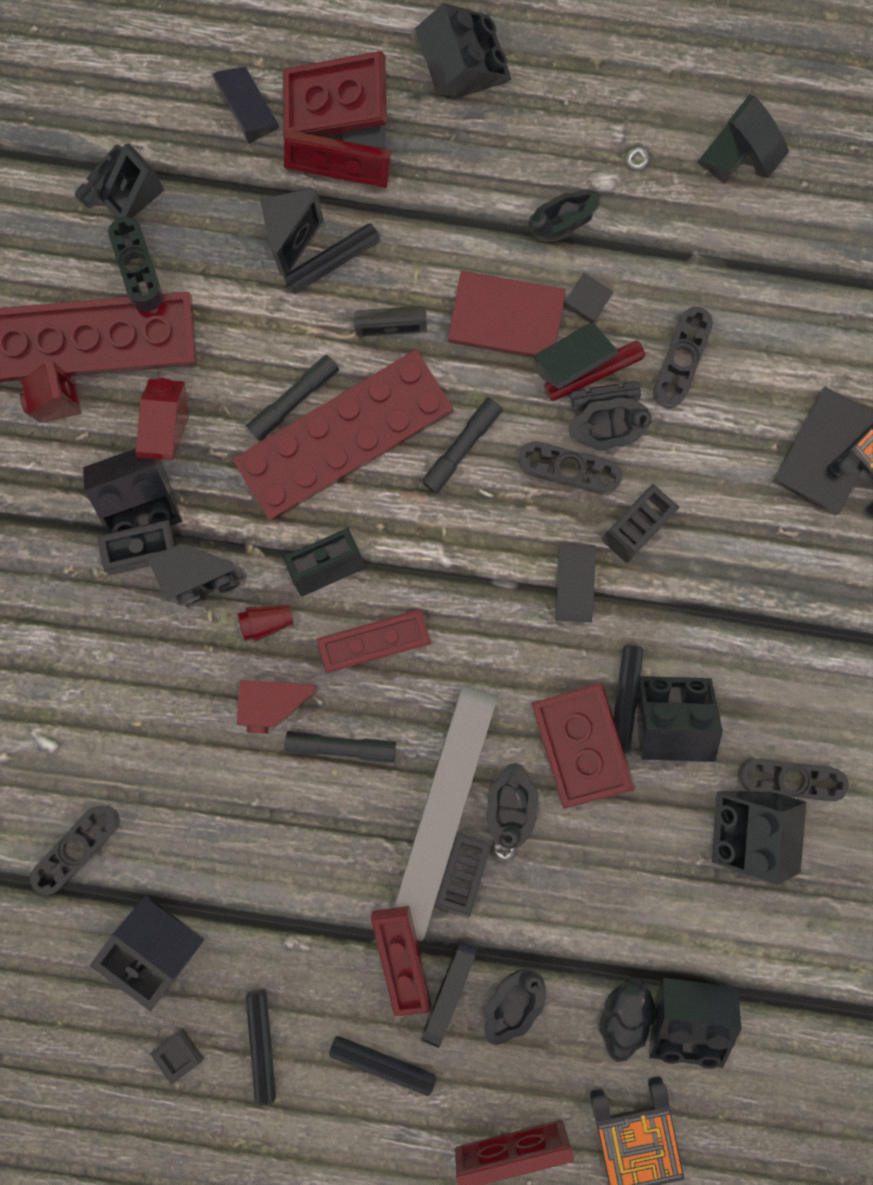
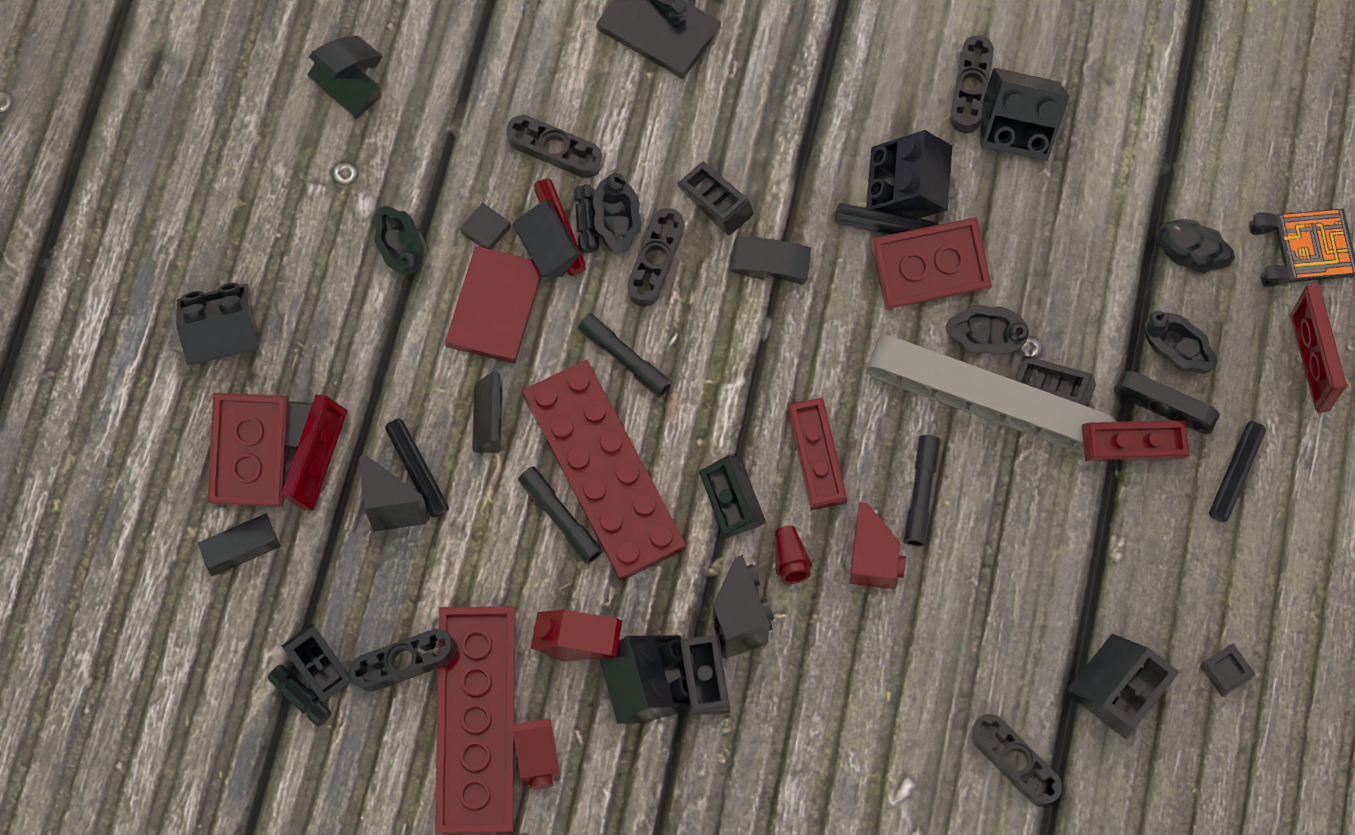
camera: 85 degrees left, 15 degrees down
(260, 1047) = (1218, 586): black axle -> none
(694, 1023) = (1198, 184): black slope -> none

